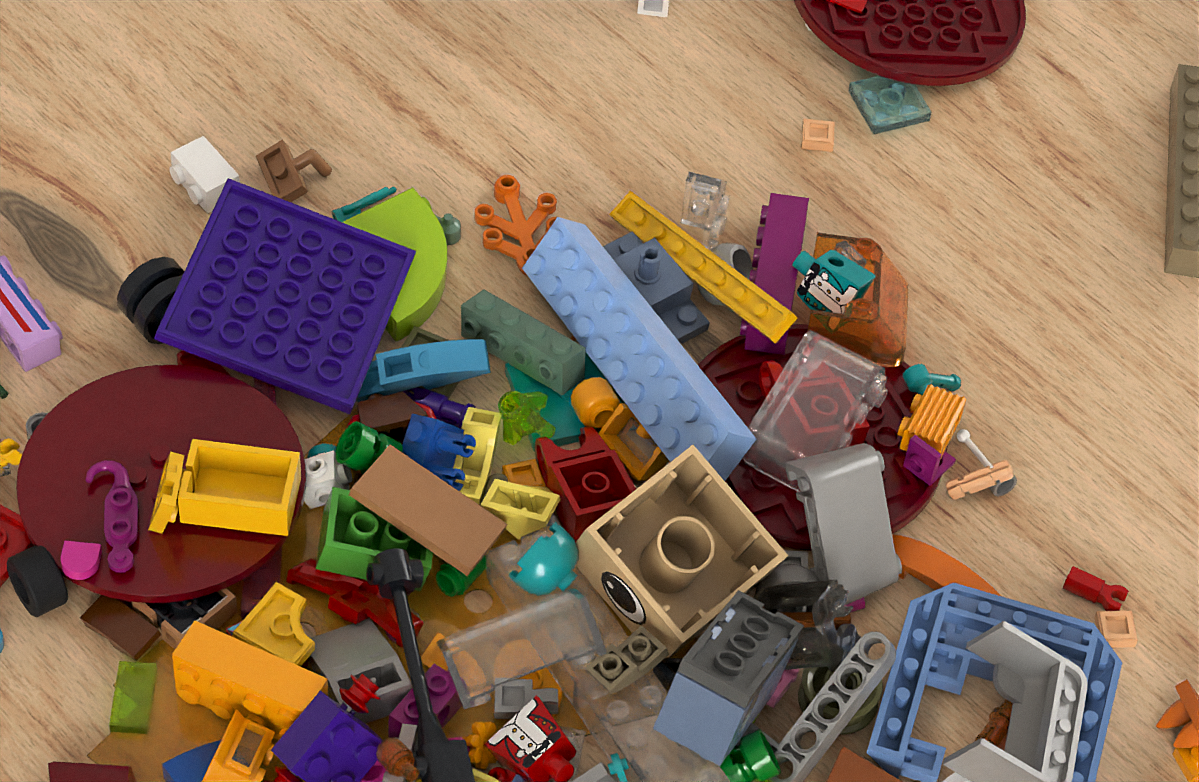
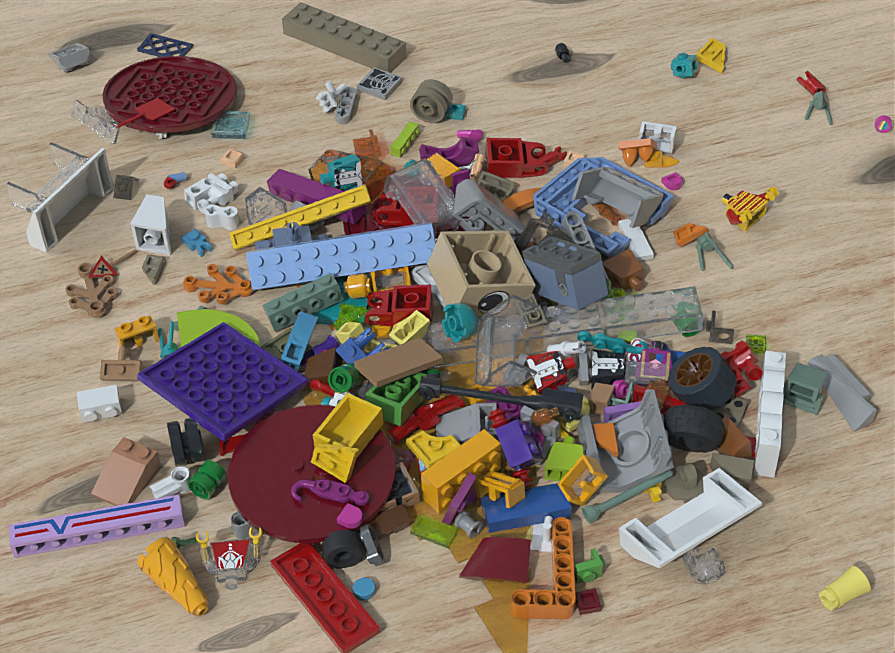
camera: 60 degrees left, 5 degrees down
(61, 617) = (369, 538): none -> dark grey plate
(85, 259) = (126, 472): none -> nougat slope
(90, 323) = (173, 484): none -> white piece
(104, 357) = (206, 479): none -> green wheel
(157, 739) = (468, 524): none -> light grey bush
(188, 703) = (465, 496): none -> magenta plate
(365, 155) = (135, 330): none -> light orange window
(398, 96) = (96, 307): none -> medium nougat plant
(480, 72) = (103, 268): none -> piece
(519, 130) = (153, 266): none -> dark tan tile
(584, 750) = (567, 348): none -> white pin
(591, 89) = (151, 226): none -> white slope
(601, 160) = (196, 241): none -> dark azure plate
(667, 170) = (221, 217): none -> white axle
(669, 22) = (124, 187): none -> clear smoke bracket
(715, 135) = (210, 192): none -> white hips
(723, 79) = (173, 179): none -> arm
(945, 306) = (367, 146): none -> clear orange bracket
(951, 520) = (496, 185): none -> dark tan slope
(992, 427) = (458, 154): none -> magenta arch
(1005, 350) = (404, 139): none -> lime piece
(1017, 248) = (348, 110): none -> light grey beam
(1044, 524) = (514, 158): none -> red brick
(1045, 206) = (327, 98): none -> white arm
(1076, 444) = (473, 134): none -> dark pink arm
(1108, 349) = (431, 101): none -> dark tan wheel
(1128, 265) = (379, 83): none -> light grey tile
(1128, 403) = (456, 111): none -> teal tile

